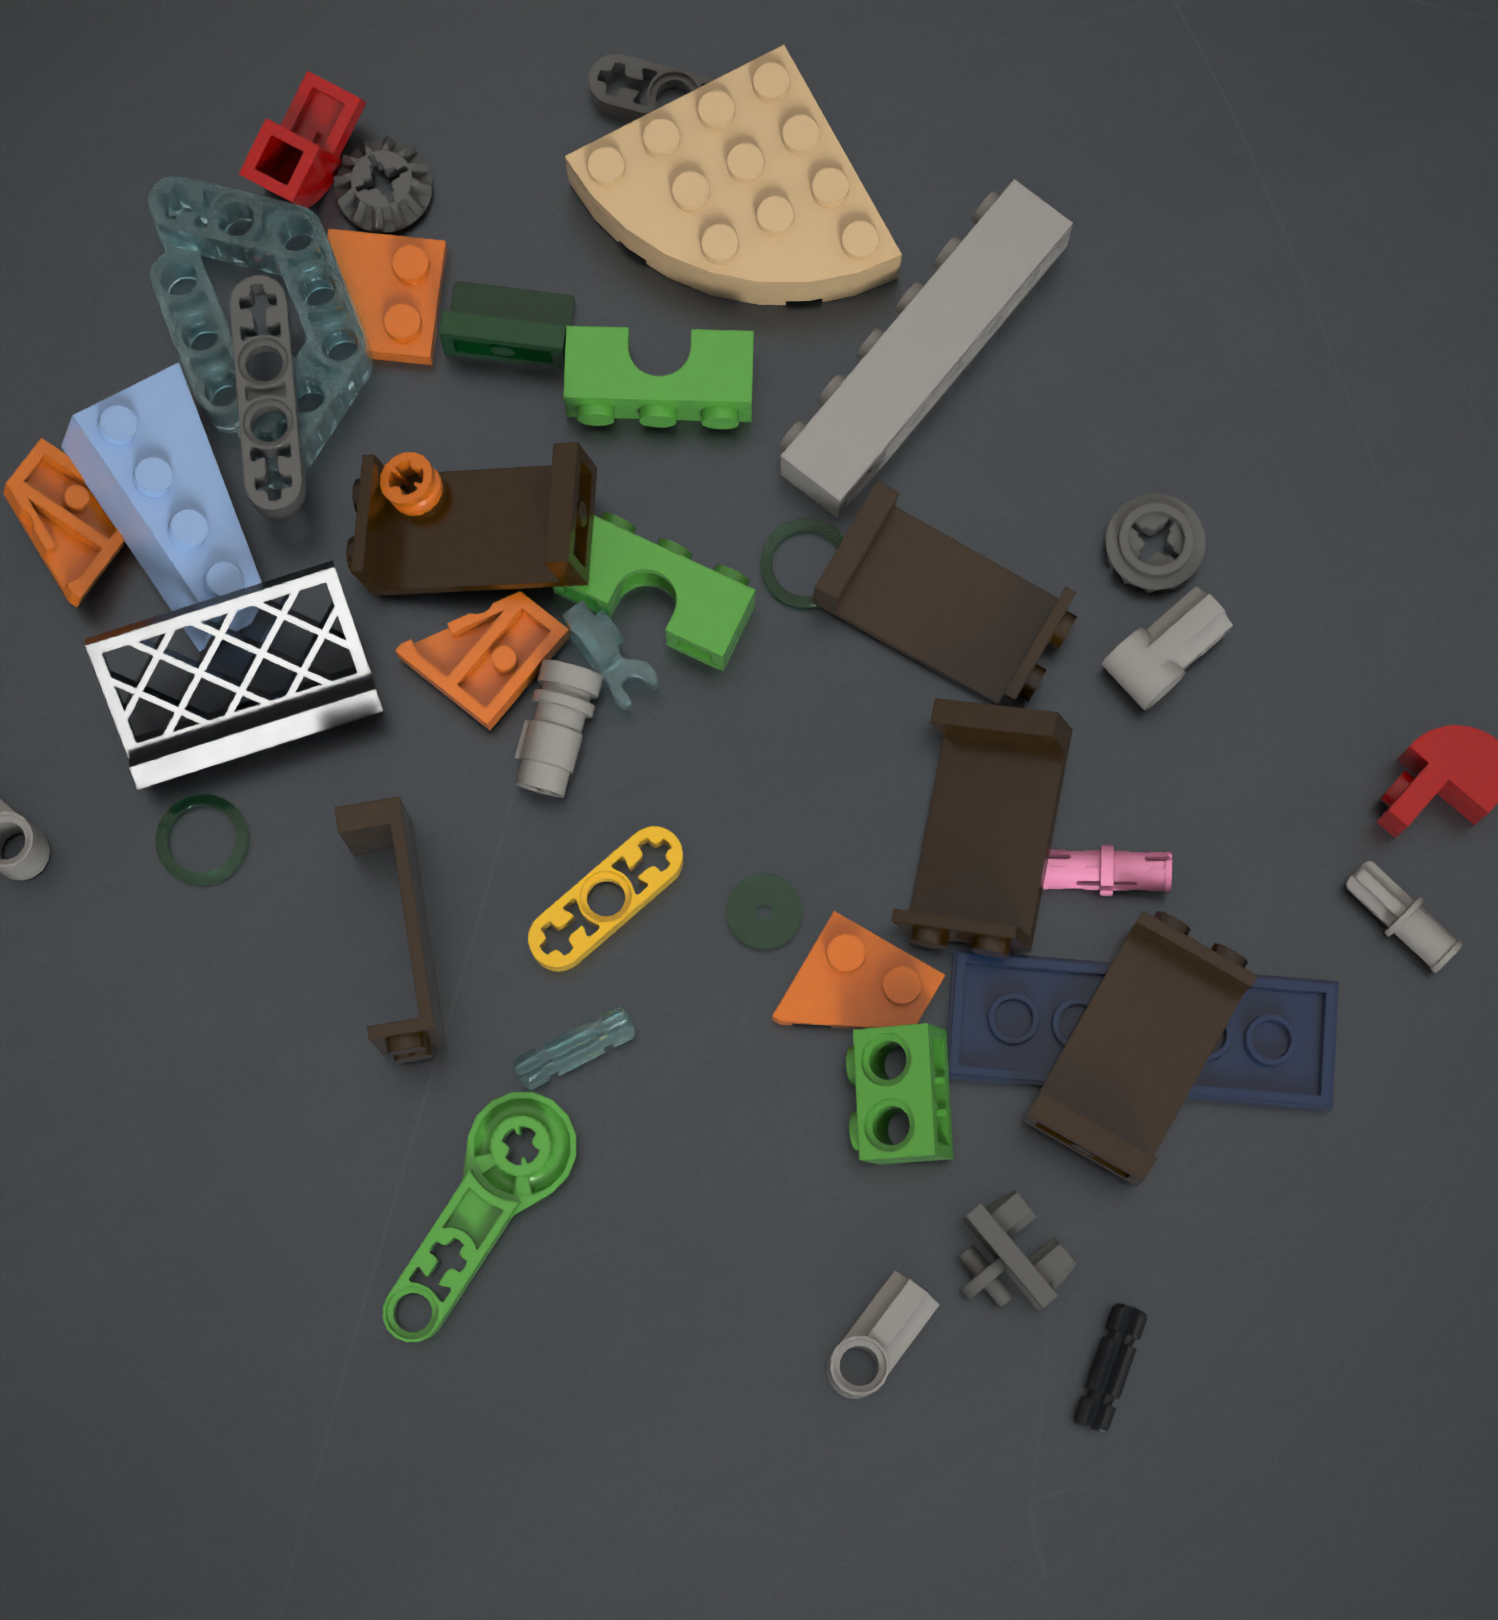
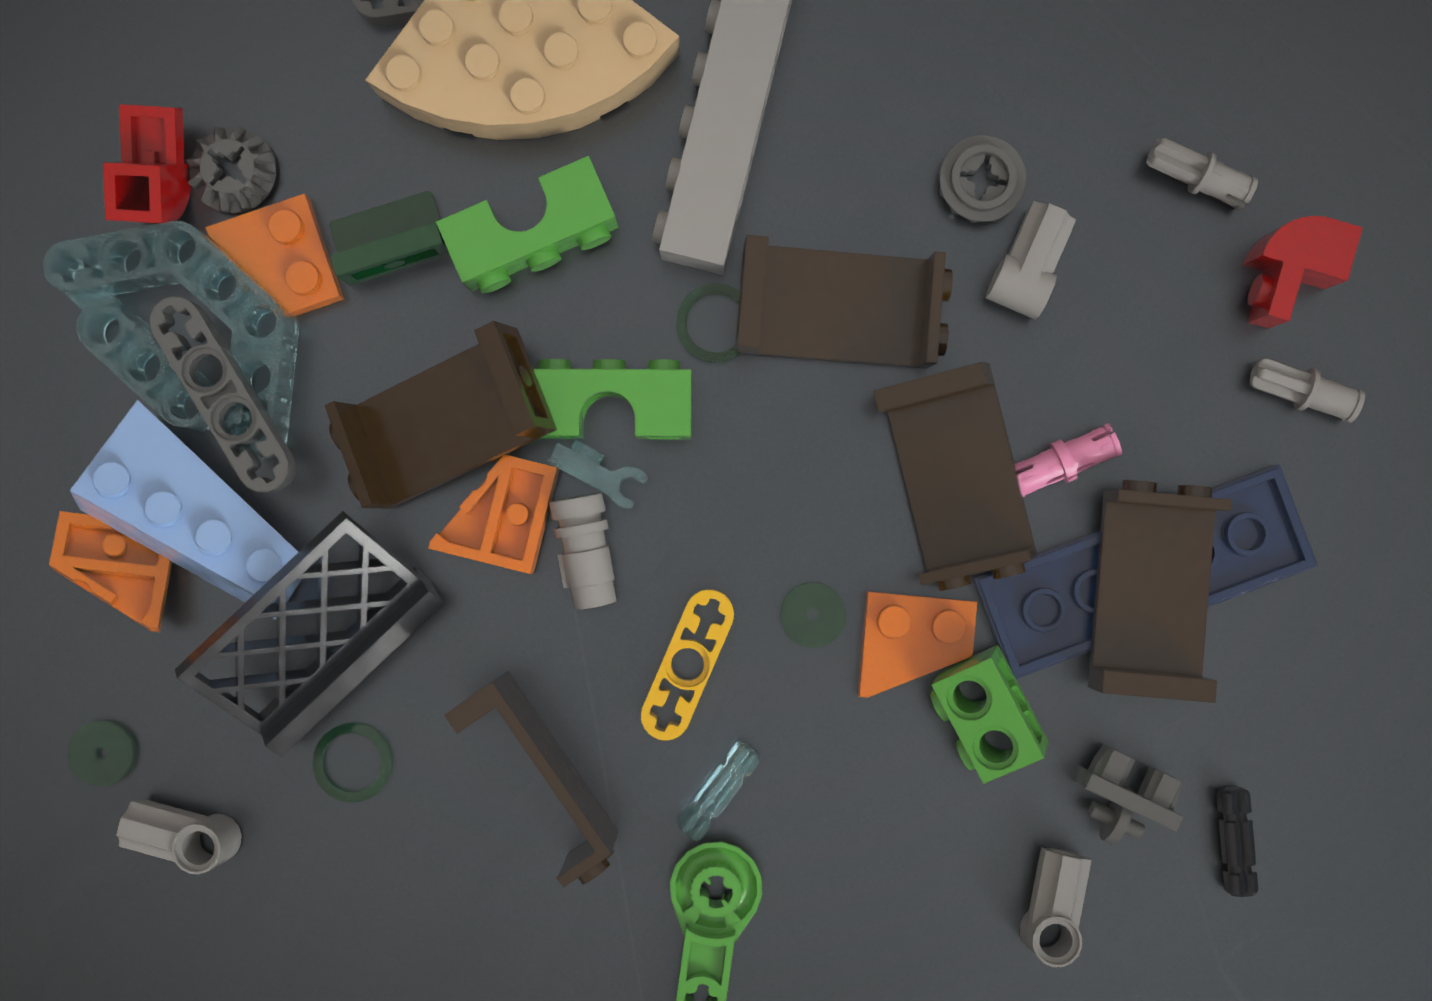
camera: 30 degrees left, 10 degrees up
(395, 474) = (359, 404): orange bush -> none
(1390, 640) = (1202, 173): none -> light grey axle

